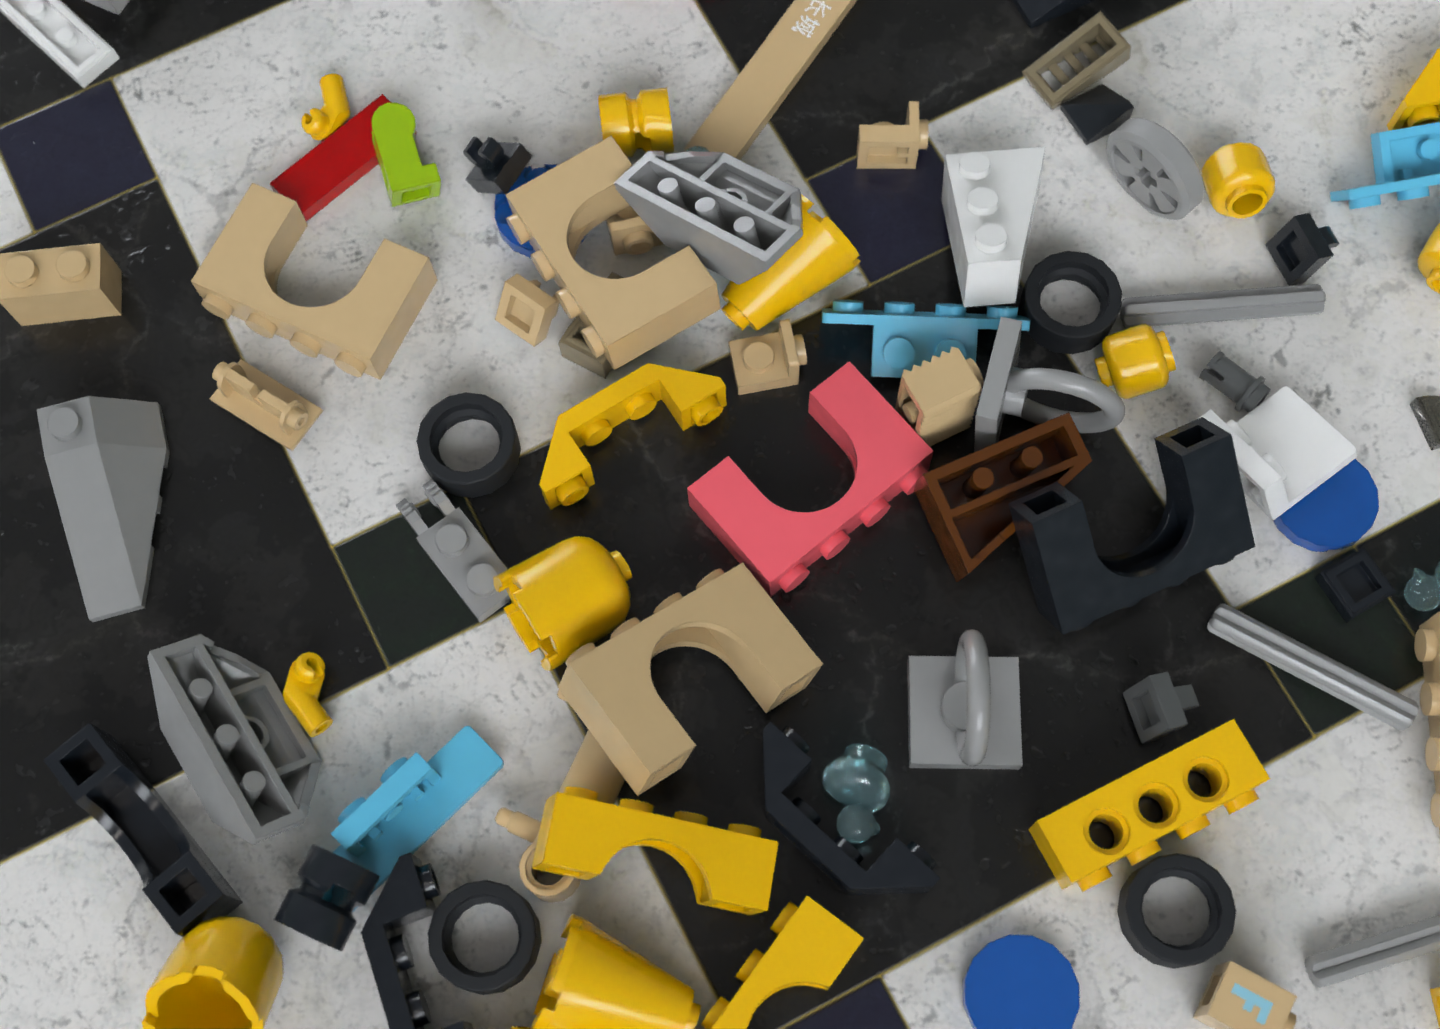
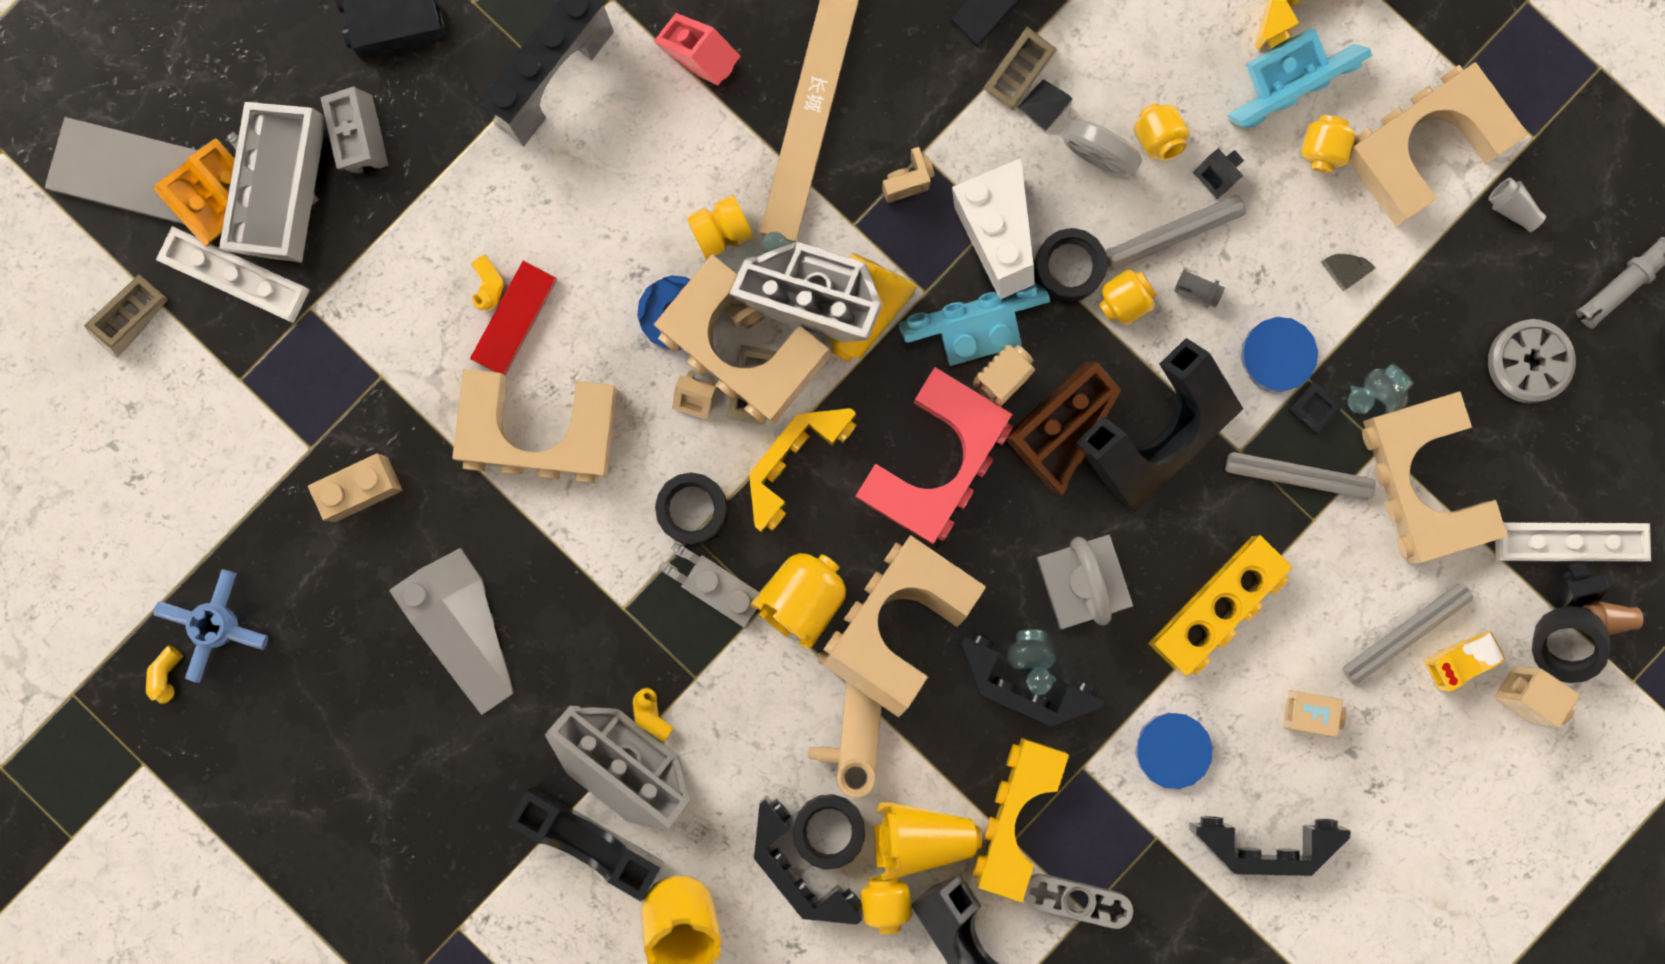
camera: 20 degrees left, 15 degrees up
(263, 403) = (536, 524): tan hinge -> none
(317, 918) = (723, 845): black wheel -> none
(398, 157) = (550, 300): lime leg -> none
(413, 803) = (748, 777): medium azure bracket -> none
(495, 164) = (630, 292): black tile -> none
(725, 866) = (877, 755): yellow arch -> none
(767, 360) = (874, 376): tan bracket -> none
(1008, 386) = (1052, 353): light grey tile -> none
(1159, 706) = (1210, 538): dark grey tile -> none
(1211, 885) = (1284, 662): black tyre -> none
(1284, 450) = (1242, 333): white bracket -> none

